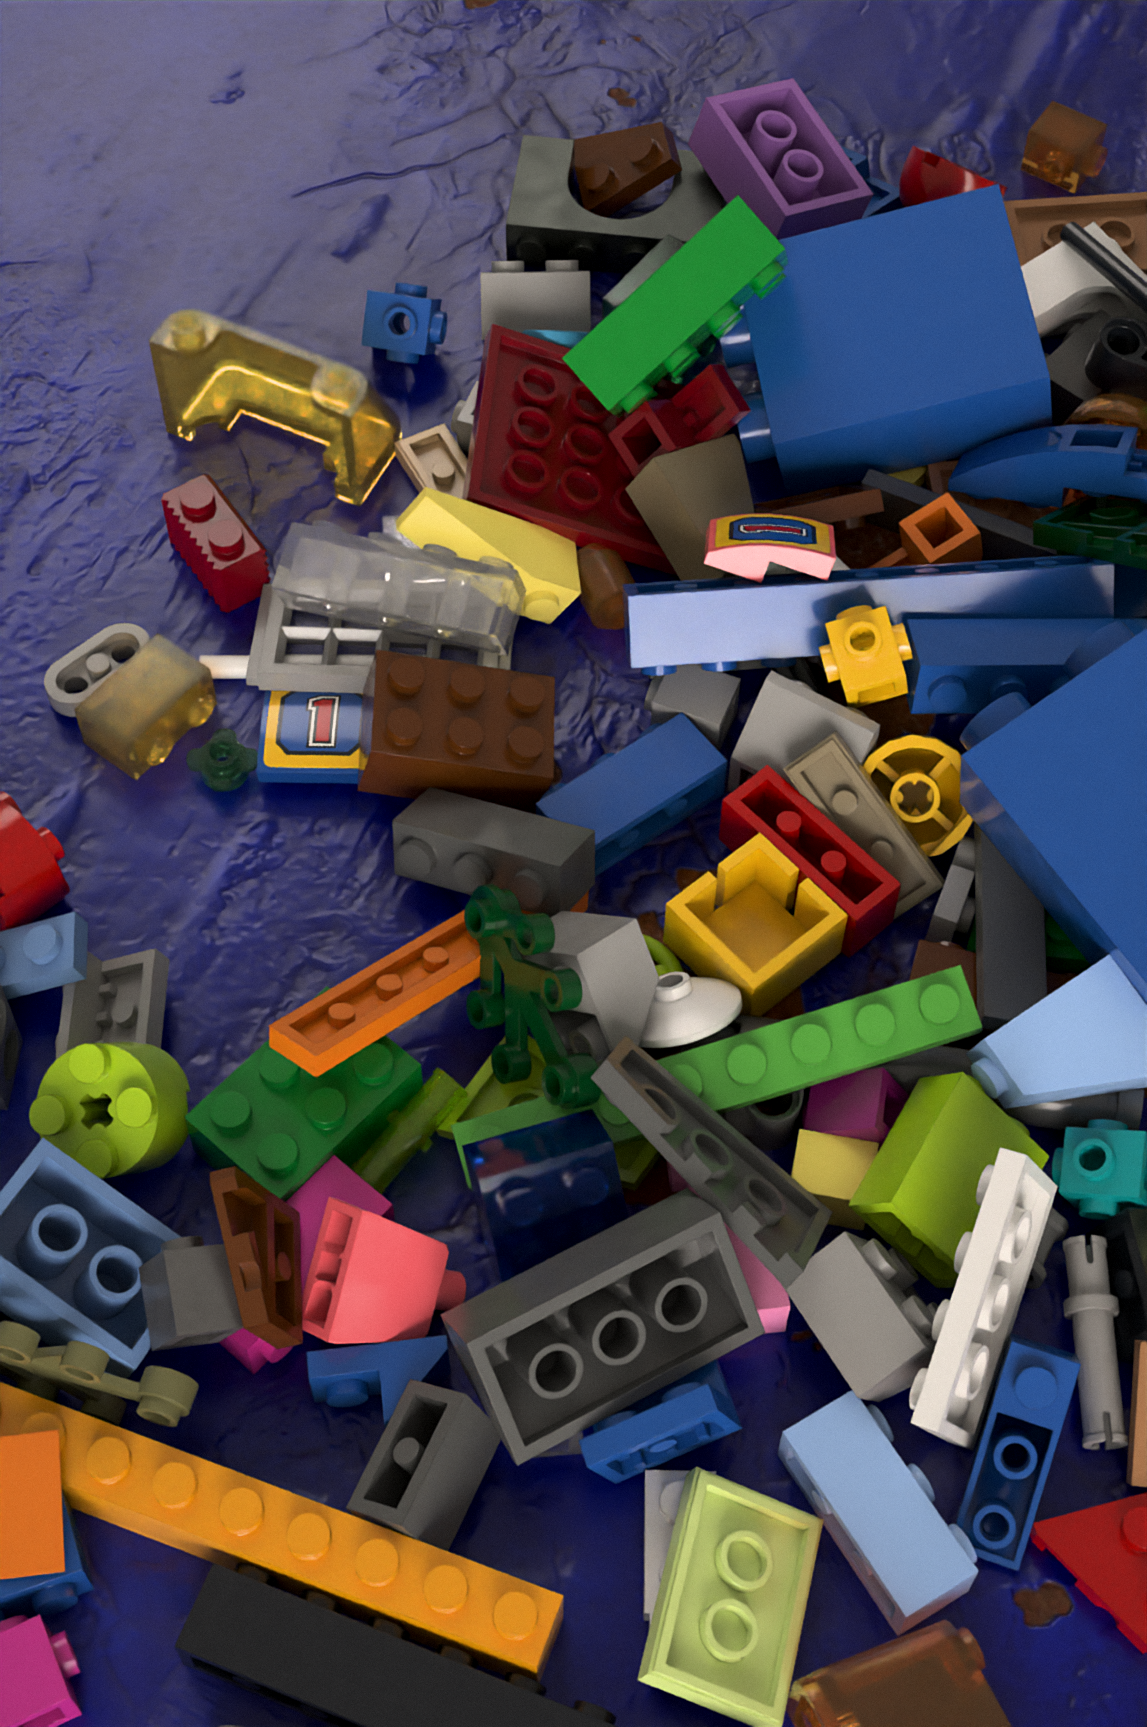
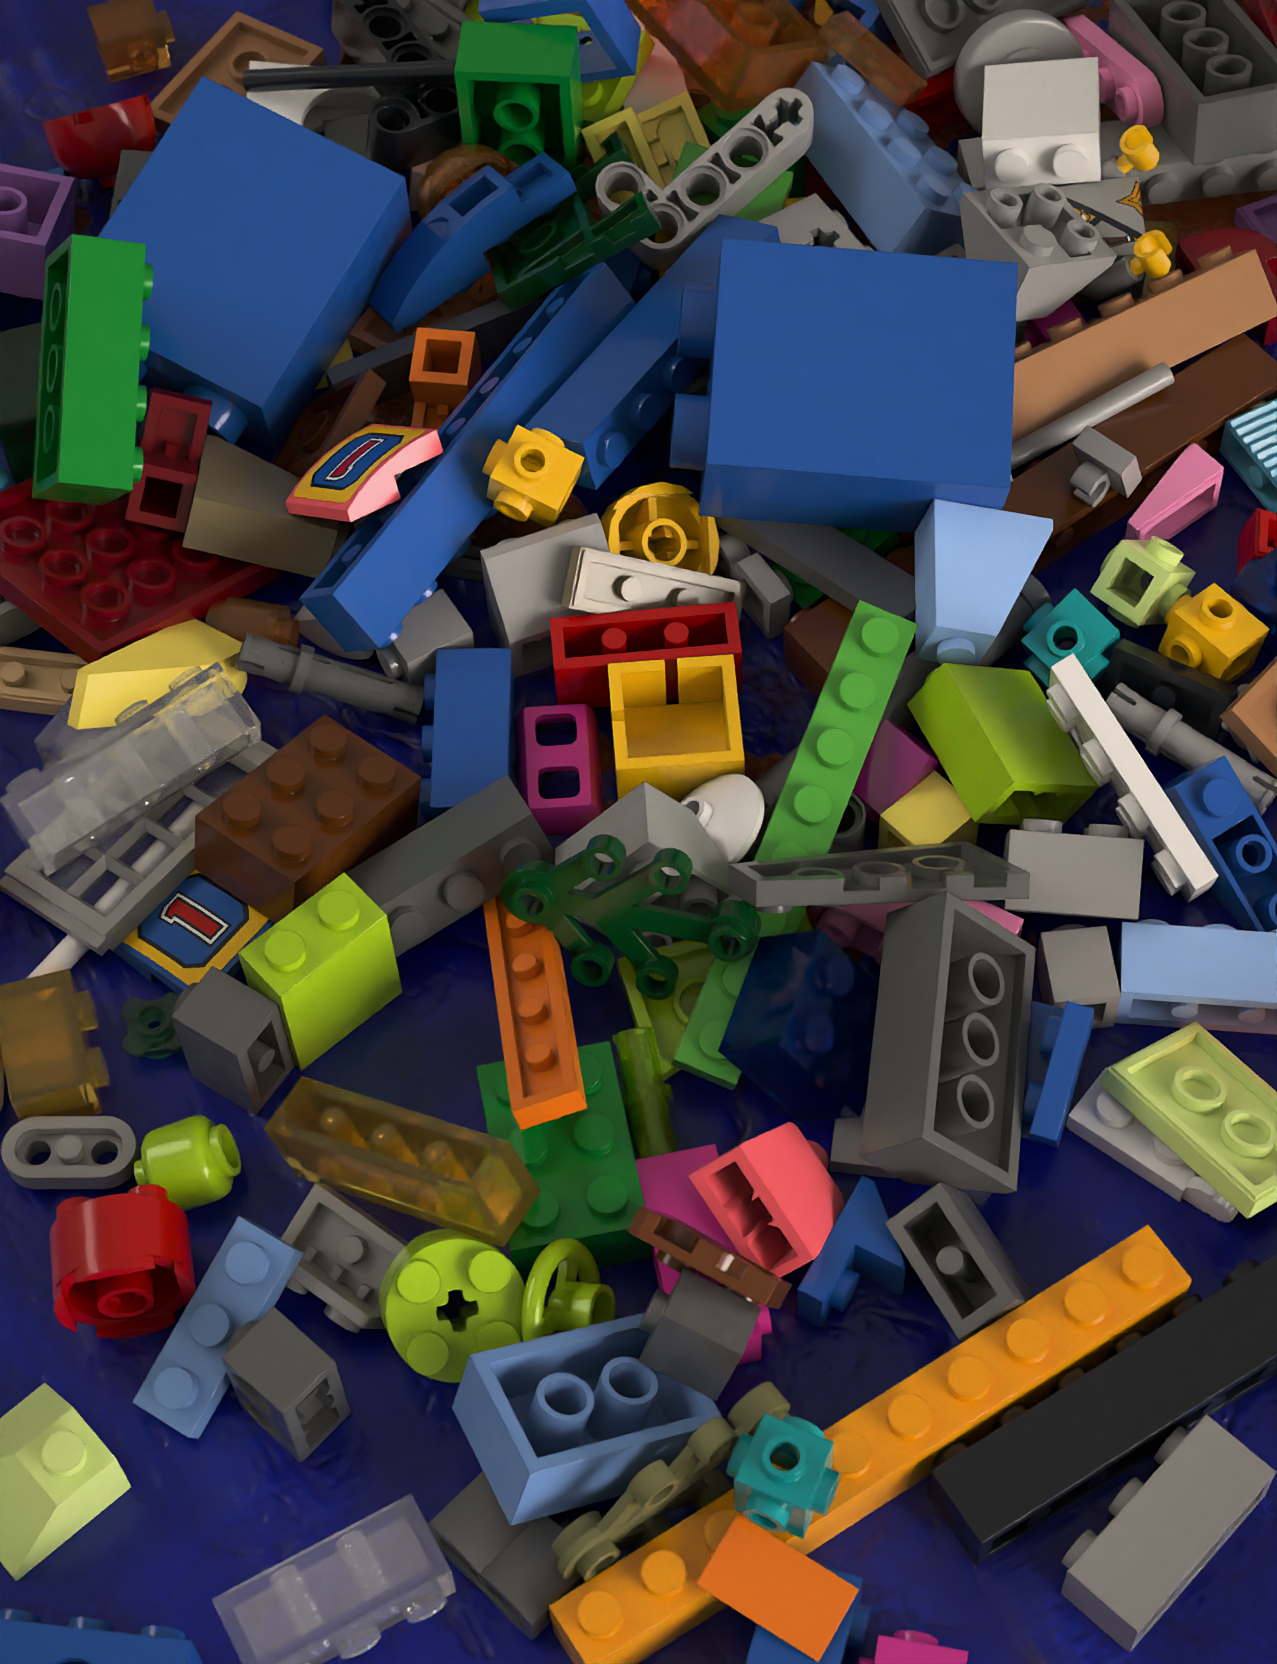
camera: 50 degrees left, 0 degrees up
(81, 783) = (74, 1150): none -> light grey plate
(97, 1437) = (778, 1497): none -> teal brick
(119, 858) = (190, 1161): none -> lime head
(172, 1195) = (571, 1302): none -> lime piece
(199, 991) = (403, 1160): none -> clear yellow brick
(229, 812) = (233, 1039): none -> dark grey brick
(325, 826) = (325, 967): none -> lime brick
(589, 643) = (327, 677): none -> dark grey pin
(650, 914) = (583, 756): none -> dark pink piece
(782, 1388) = (1079, 968): none -> light grey brick

